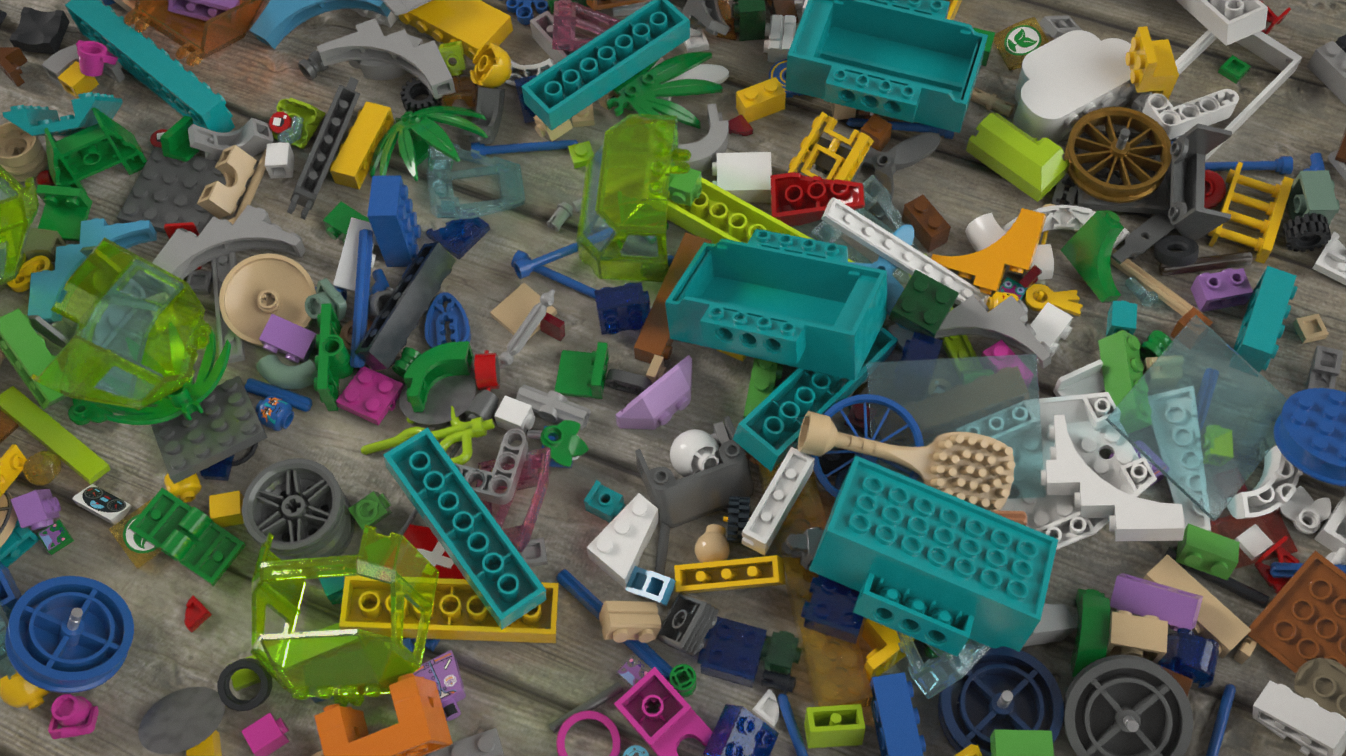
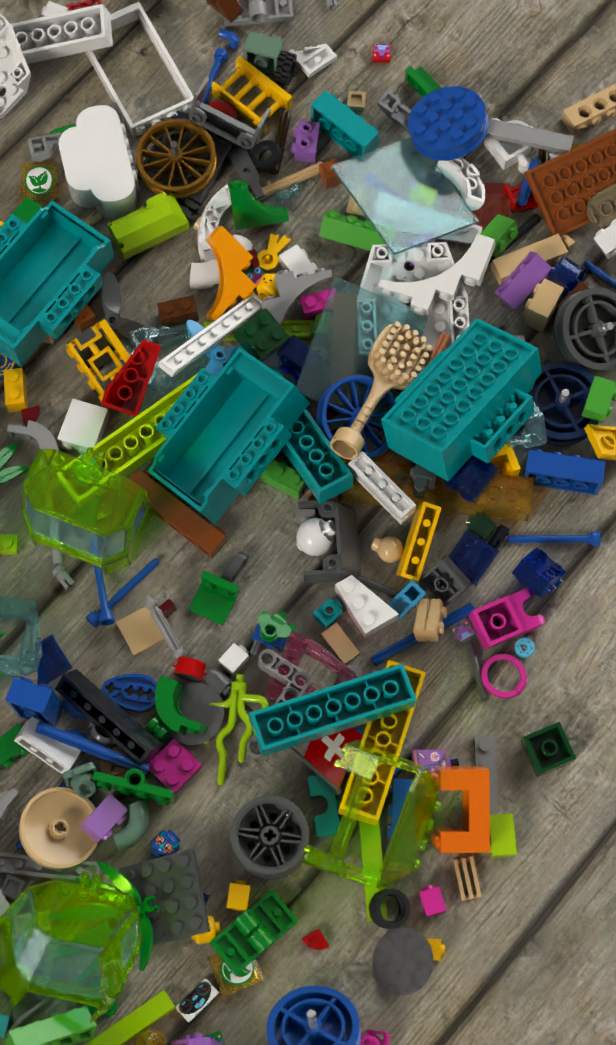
camera: 75 degrees left, 10 degrees up
(264, 390) = (144, 843): blue axle -> none
(371, 509) = (279, 784): bright green brick -> none
(553, 406) = (235, 629): light grey piece -> none
(572, 530) = (340, 643): none -> tan tile
(622, 308) = (174, 546): clear blue brick -> none
(656, 368) = (233, 544): tan plate -> none
(659, 400) = (258, 547): lavender wedge -> none
(682, 685) = (480, 597): green wheel -> none
(737, 518) = (376, 523): black wheel -> none
(767, 709) = (514, 550): white tile -> none
(834, 726) = (543, 510): lime brick -> none
(1081, 381) = (348, 262): white panel -> none
(1092, 629) = (530, 326): green arch -> none
(1121, 316) = (306, 214): teal brick -> none
(1151, 64) = (118, 101): yellow bracket -> none
(1155, 344) = (335, 201): green wheel -> none
(1183, 117) = (163, 91): white beam -> none
(1234, 69) = (123, 49): green tile -> none
(1254, 542) = (496, 205): white tile -> none
(1302, 507) = (484, 163): white plate -> none

